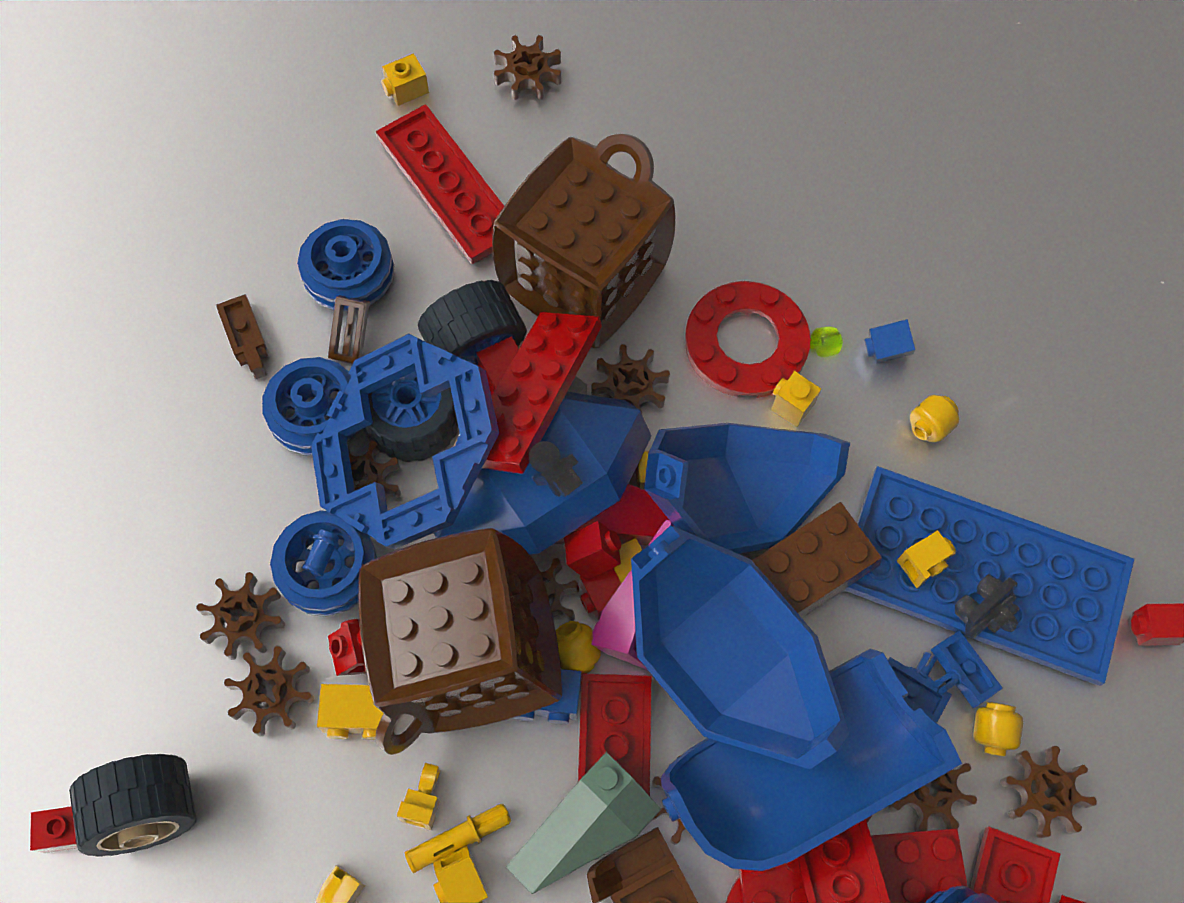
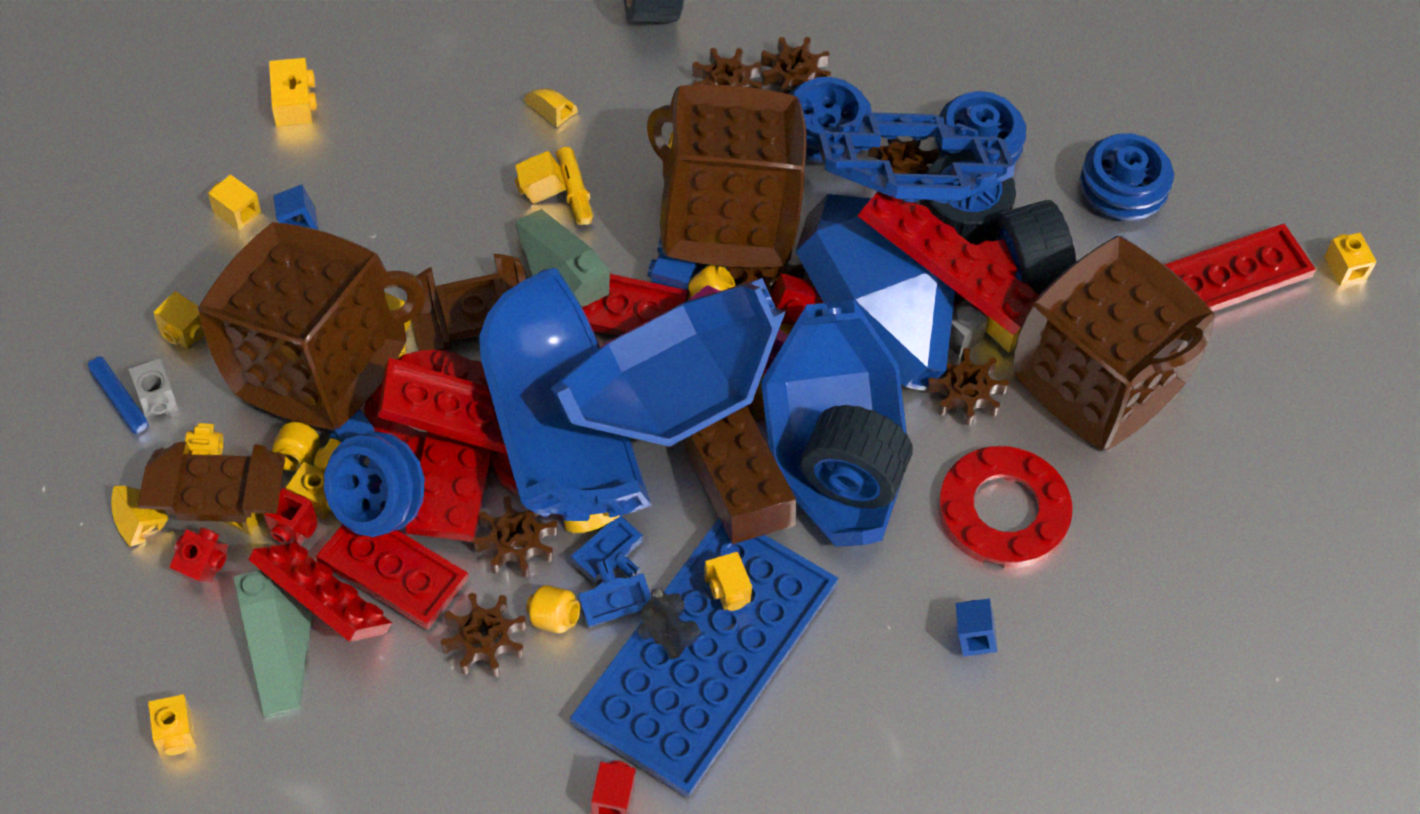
camera: 100 degrees right, 10 degrees down
(243, 333) = (1064, 99): reddish brown hinge -> none
(321, 552) = (829, 105): blue pin -> none
(360, 329) = (1055, 169): reddish brown tile -> none
(420, 806) = (606, 163): yellow piece -> none
(527, 67) = (1362, 368): reddish brown gear -> none
(554, 469) = (854, 243): clear smoke hips -> none
(768, 457) = (856, 456): none -> black wheel
(795, 398) = (925, 523): yellow brick -> none
(826, 341) = (993, 581): clear neon green piece -> none
(934, 418) = (881, 646): yellow head -> none

